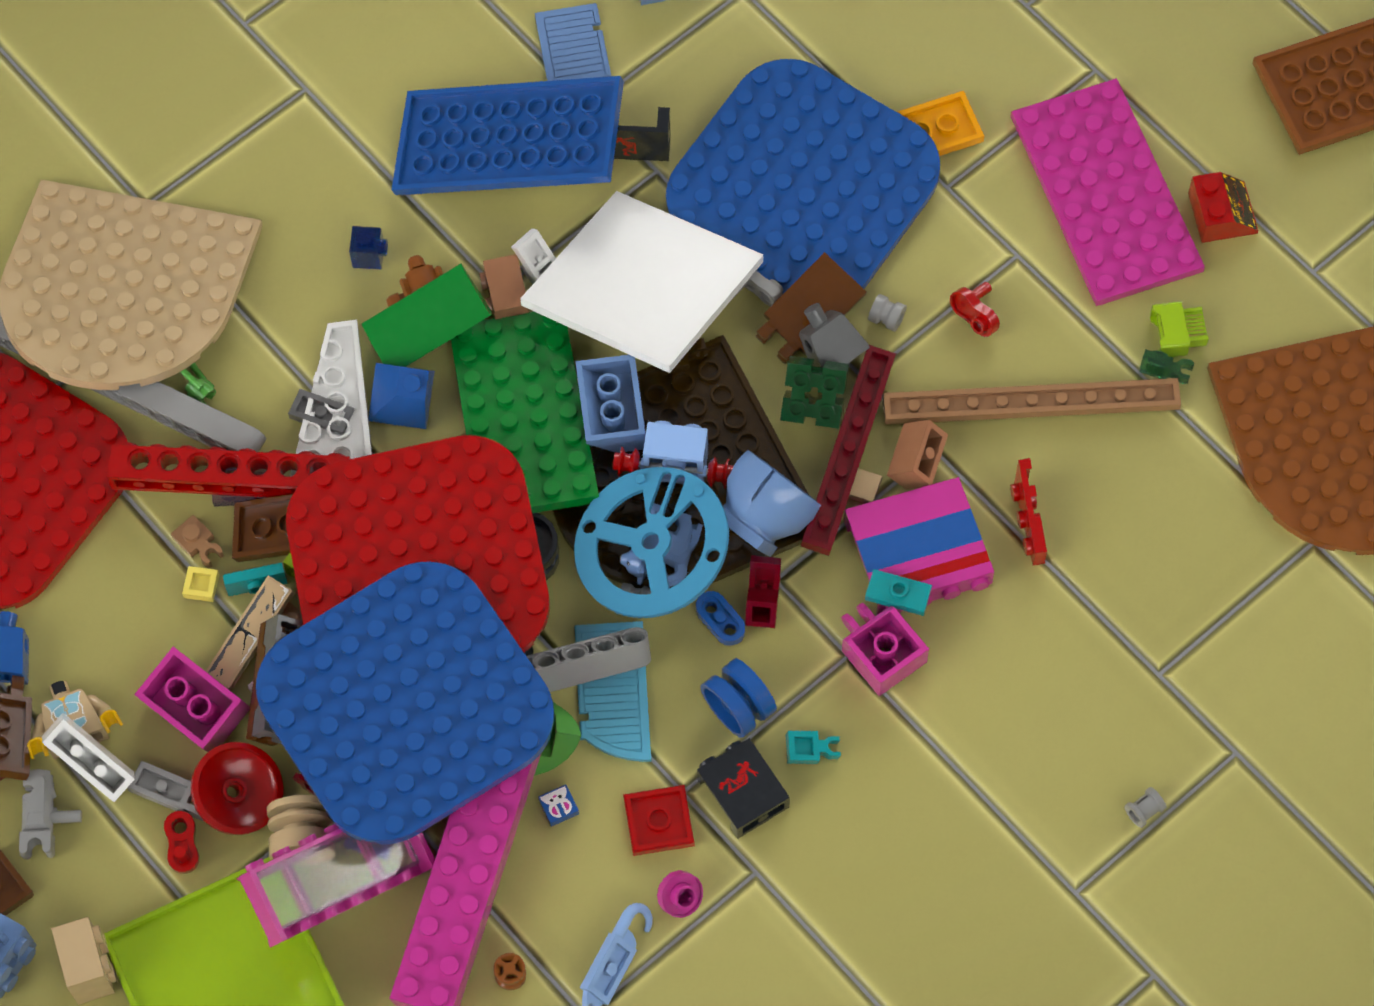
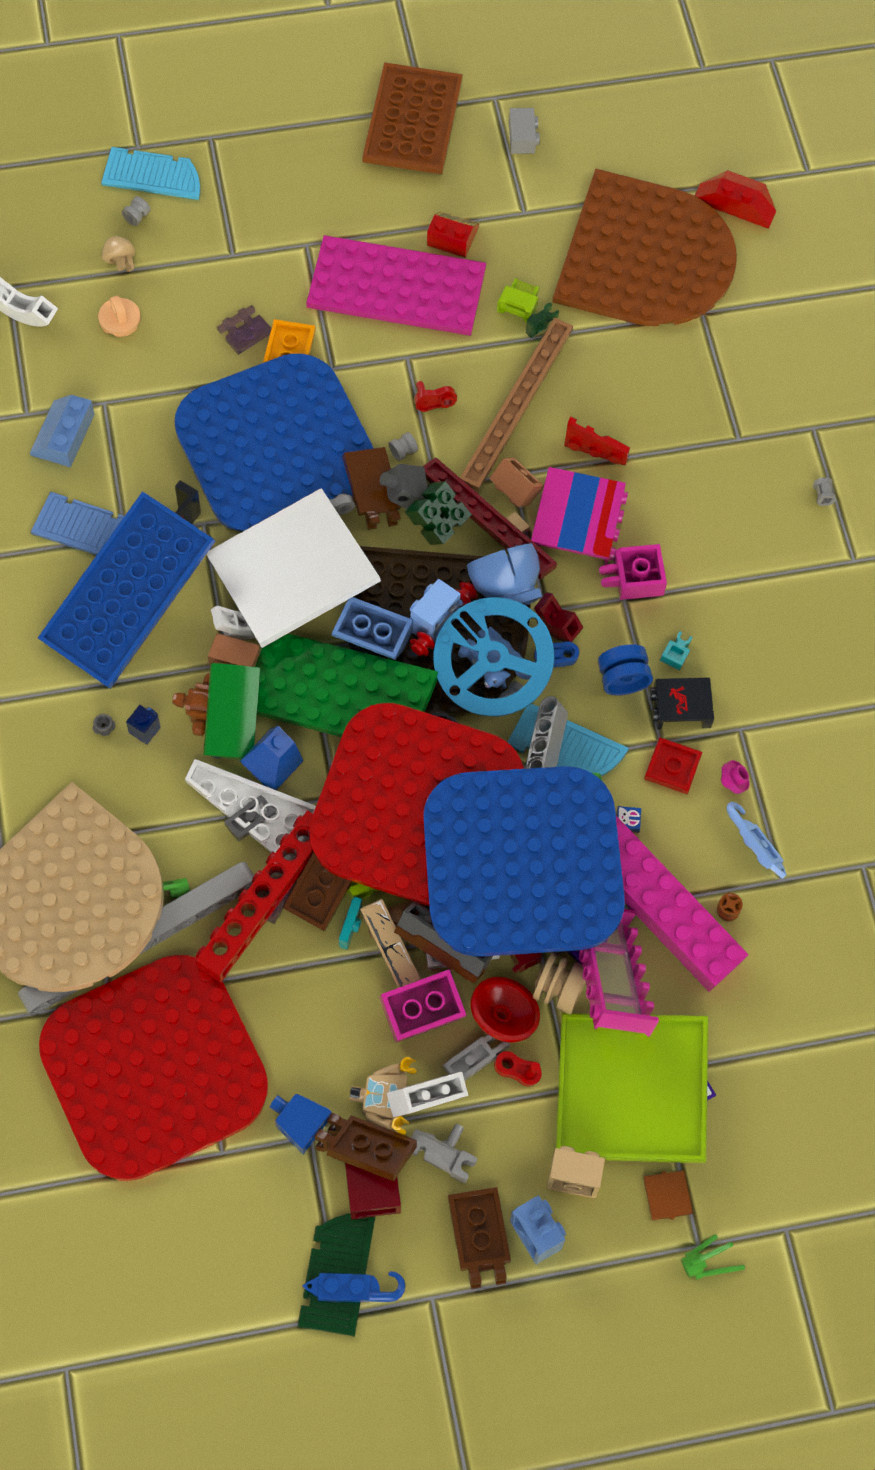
camera: 65 degrees left, 0 degrees up
(196, 538) = (290, 948): medium nougat plate -> none
(200, 584) = (330, 960): light yellow plate -> none
(346, 205) = (103, 719): none -> flat silver plate
(898, 592) = (609, 541): teal plate -> none
(930, 78) = (246, 335): none -> plate

